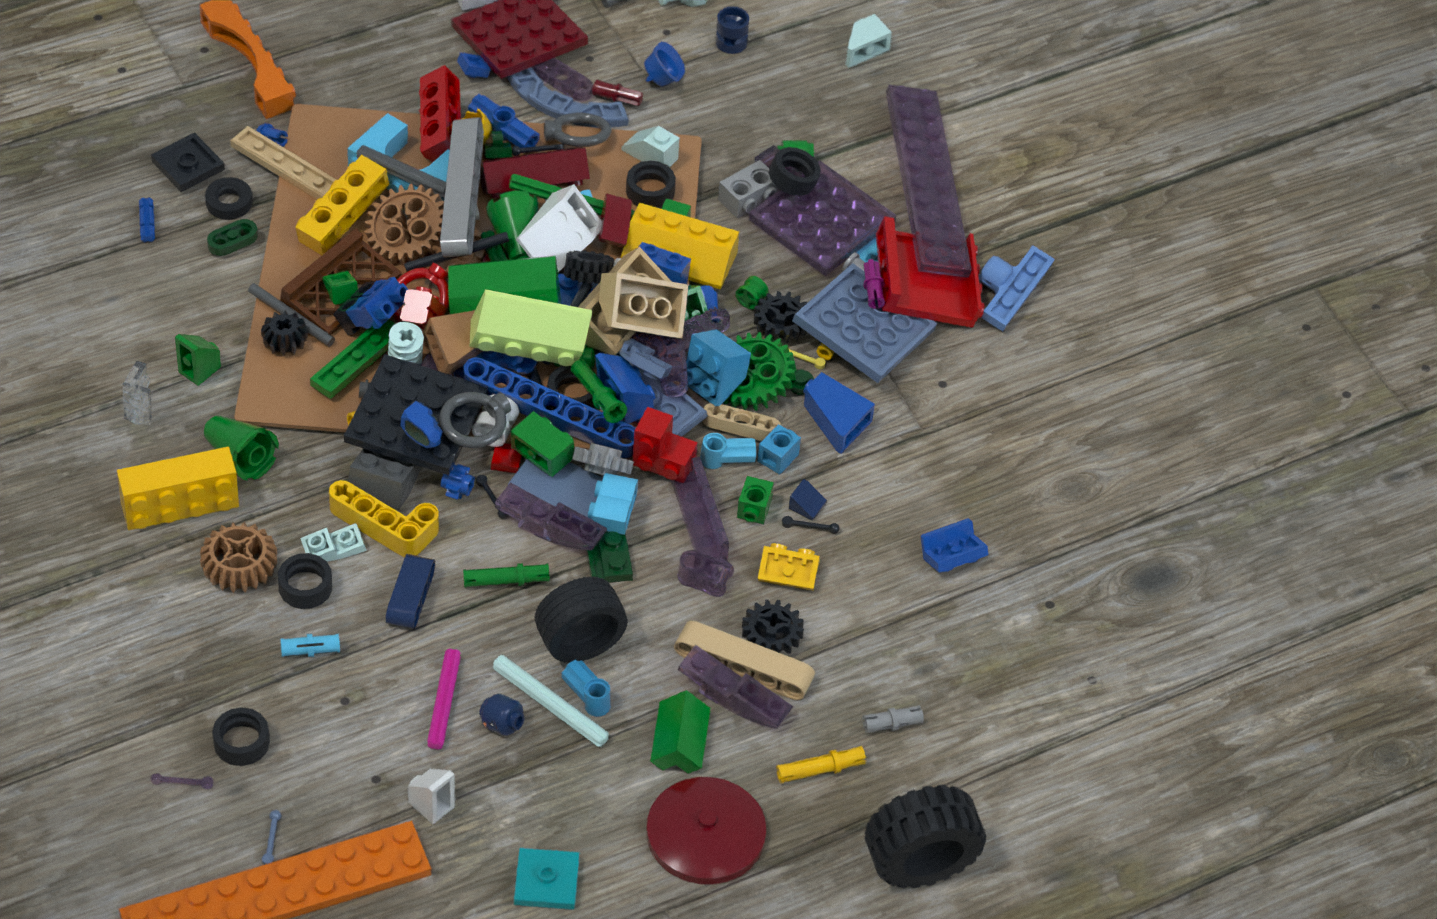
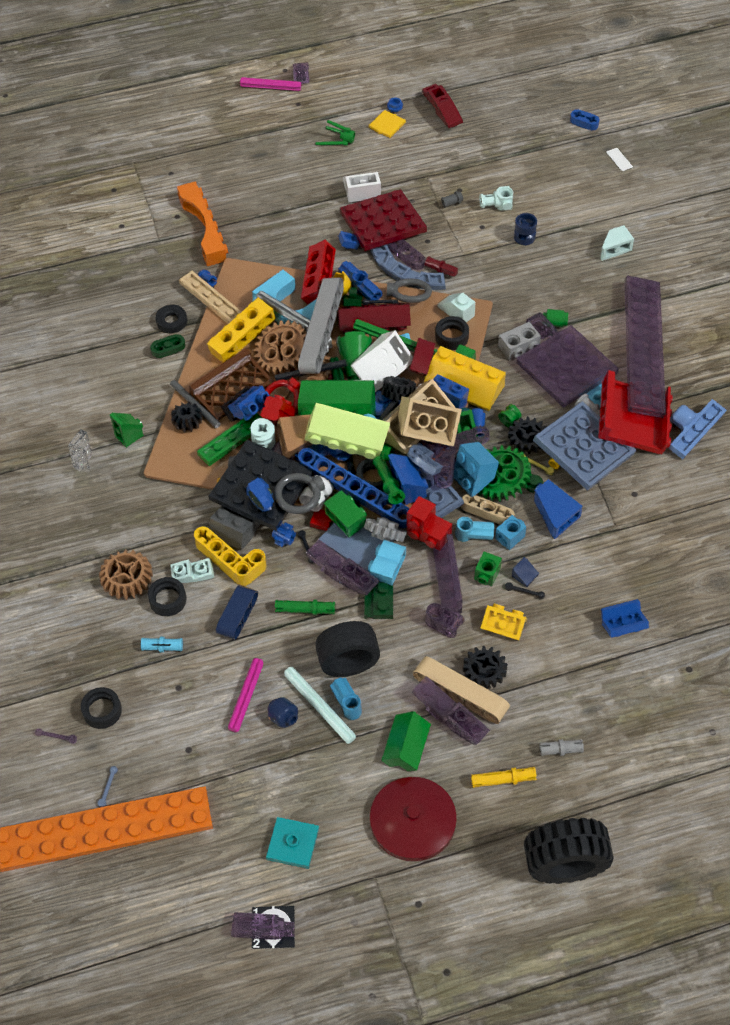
camera: 15 degrees right, 5 degrees up
(146, 215) = (115, 329): blue axle -> none
(178, 488) = (93, 521): yellow brick -> none
(187, 162) = (149, 292): black plate -> none
(249, 445) = (143, 495): green cone -> none
(340, 286) = (229, 387): green slope -> none
(432, 793) = (222, 768): white slope -> none
(664, 65) = (475, 249): blue piece -> none
(787, 181) = (547, 340): black tyre -> none
(873, 283) = (594, 418): magenta axle -> none

